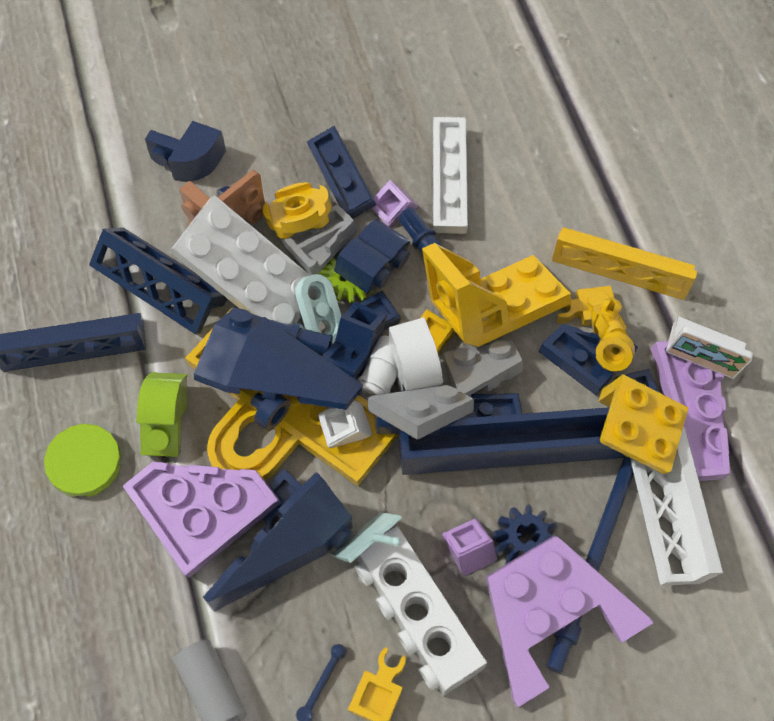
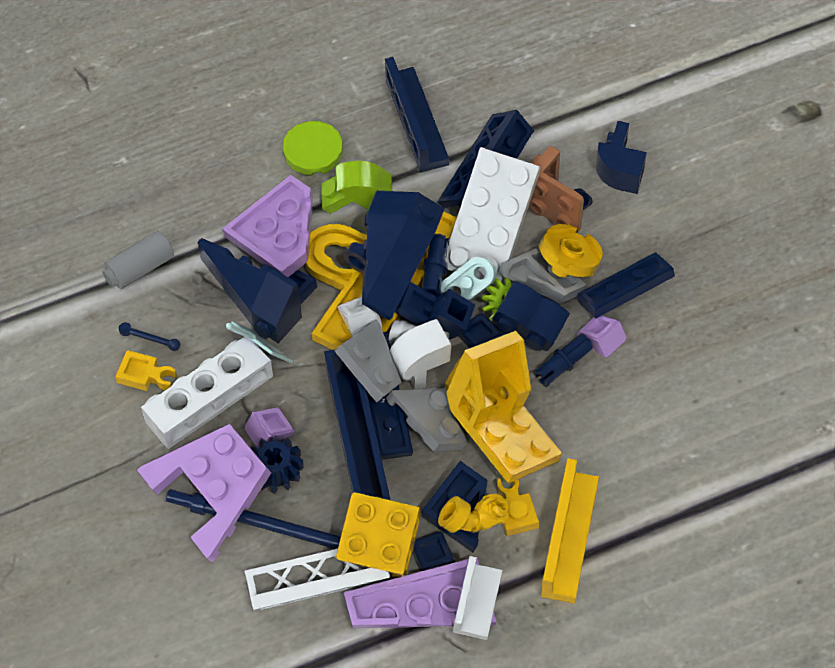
camera: 85 degrees right, 5 degrees down
(449, 175) = (641, 374): white plate -> none

